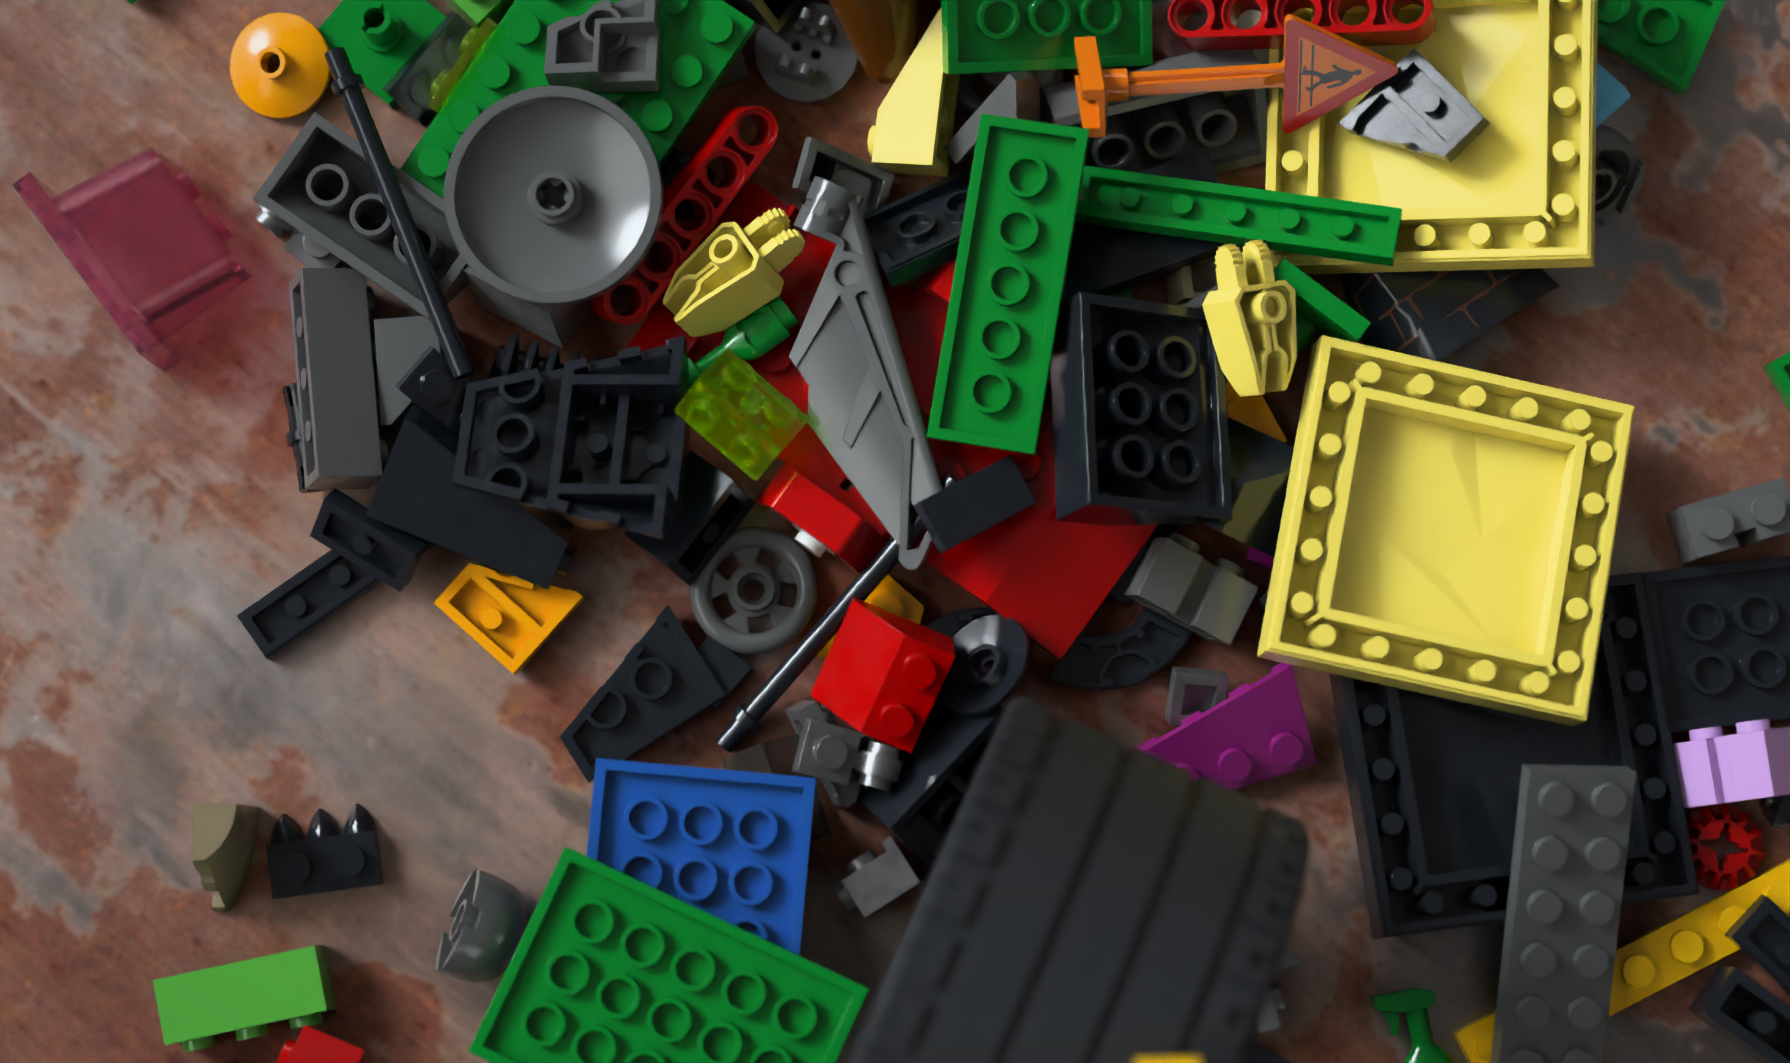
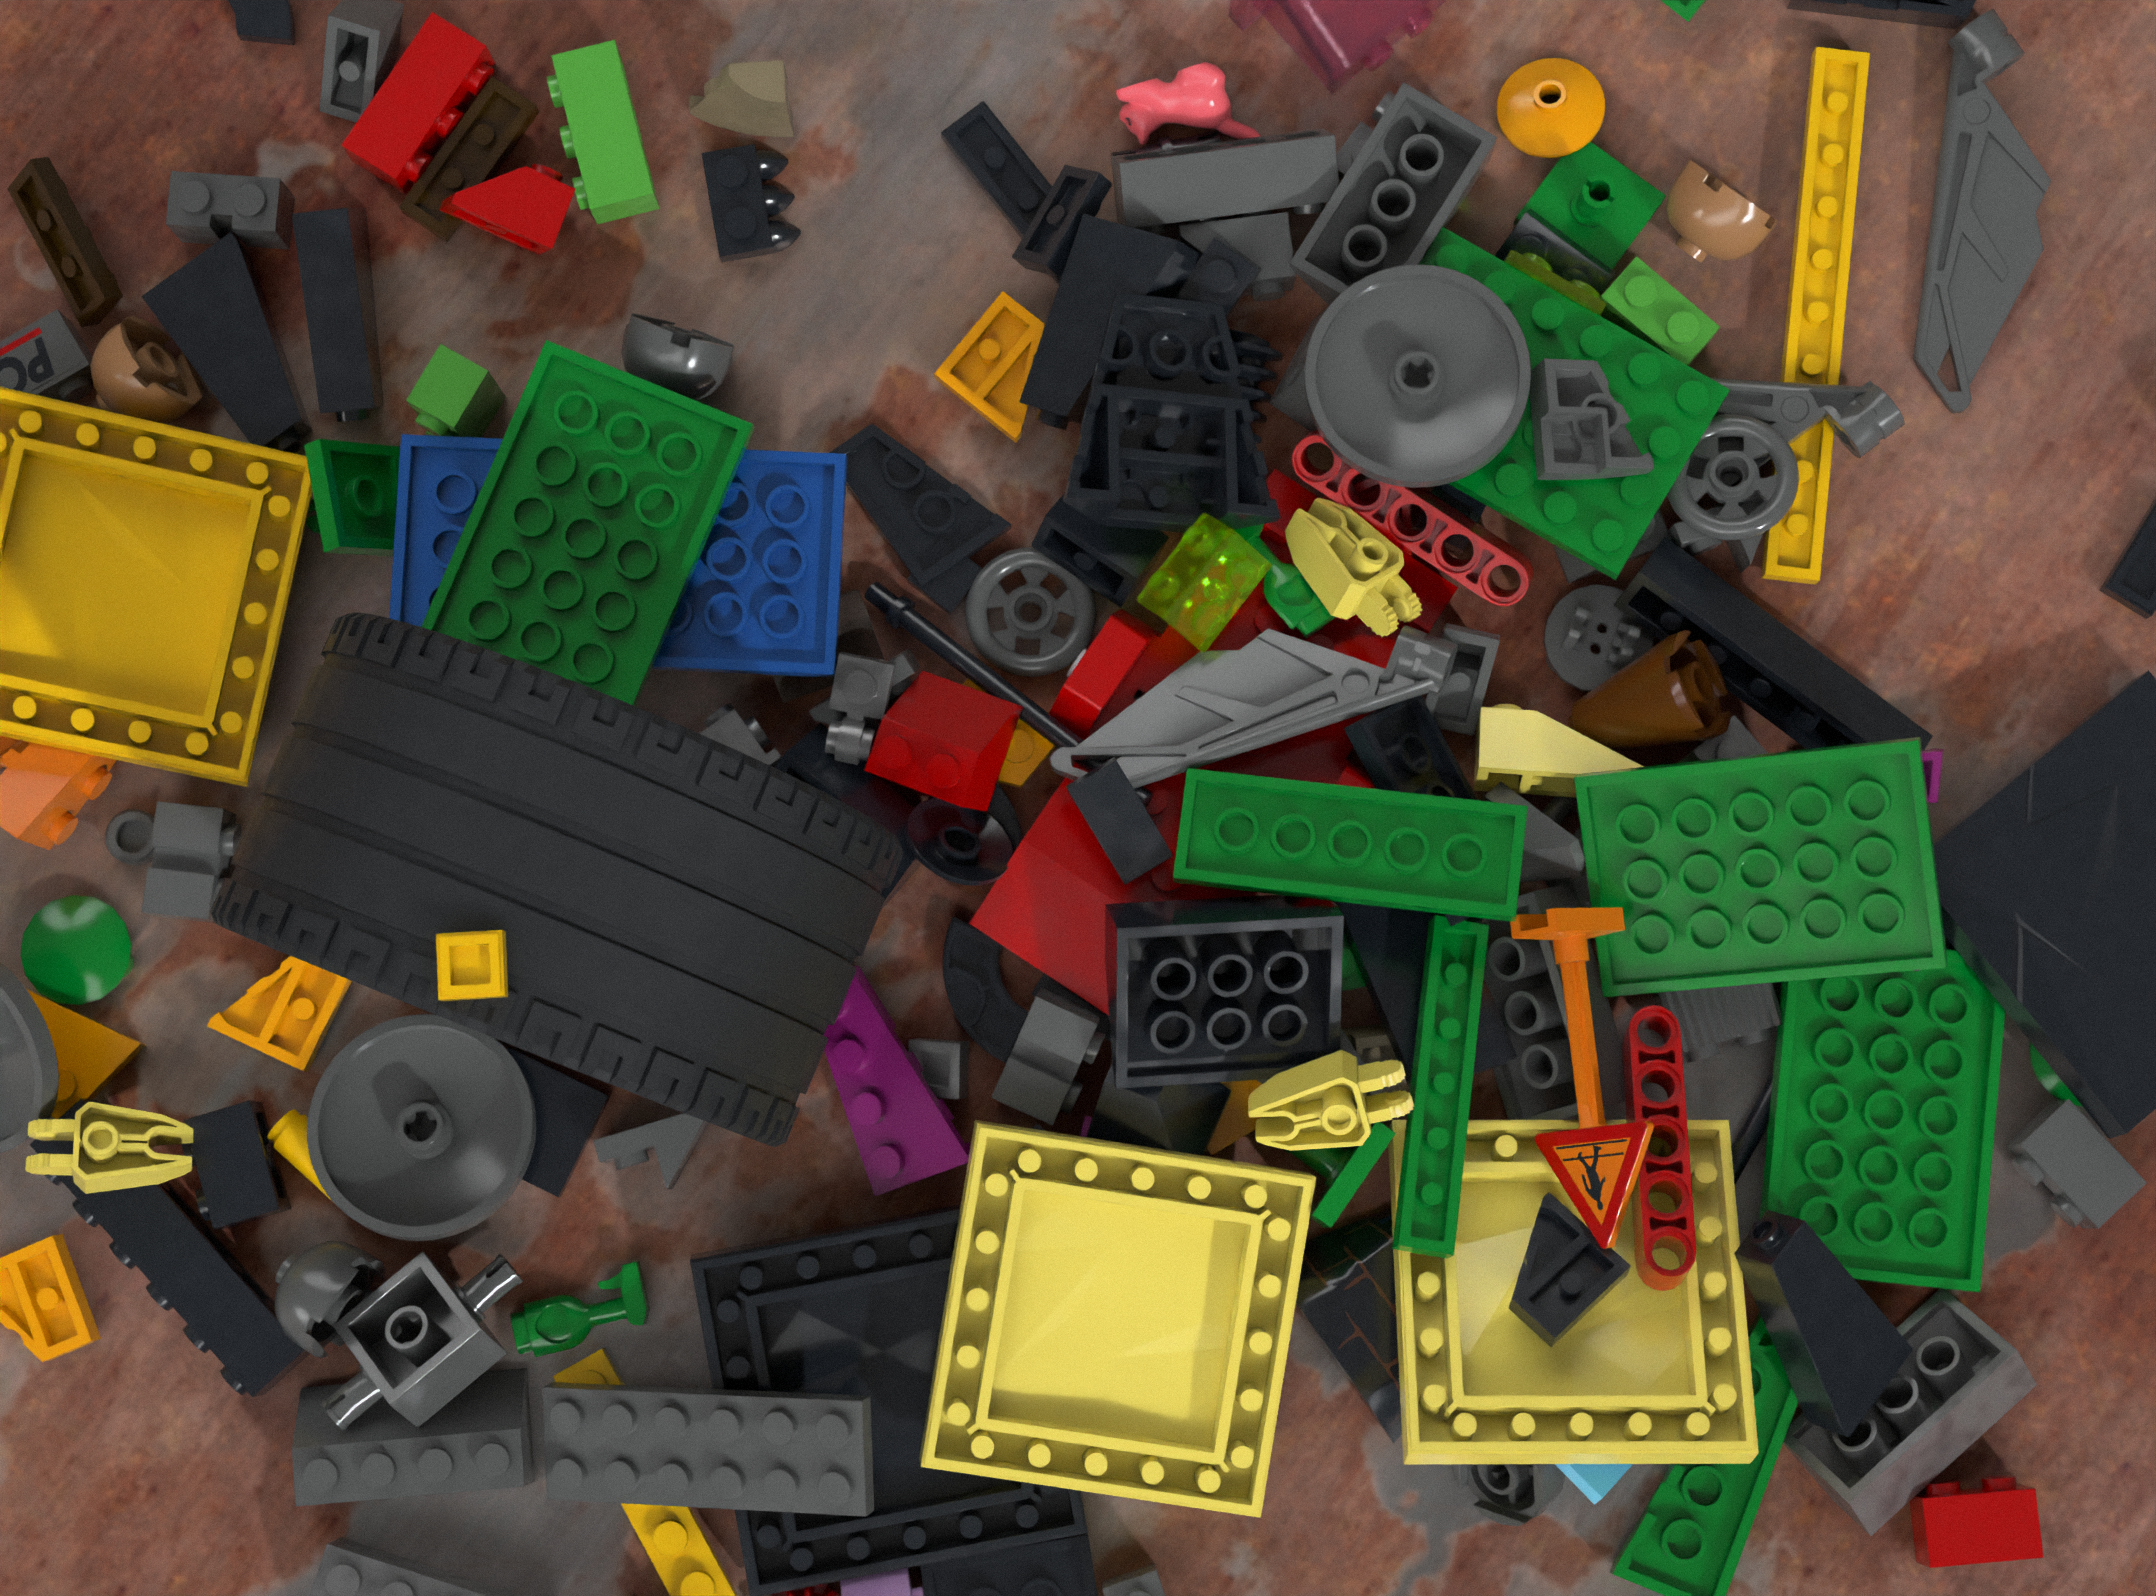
camera: 85 degrees right, 0 degrees up
(249, 408) = (1191, 99): none -> coral animal
(349, 88) = (1522, 169): black bar -> none

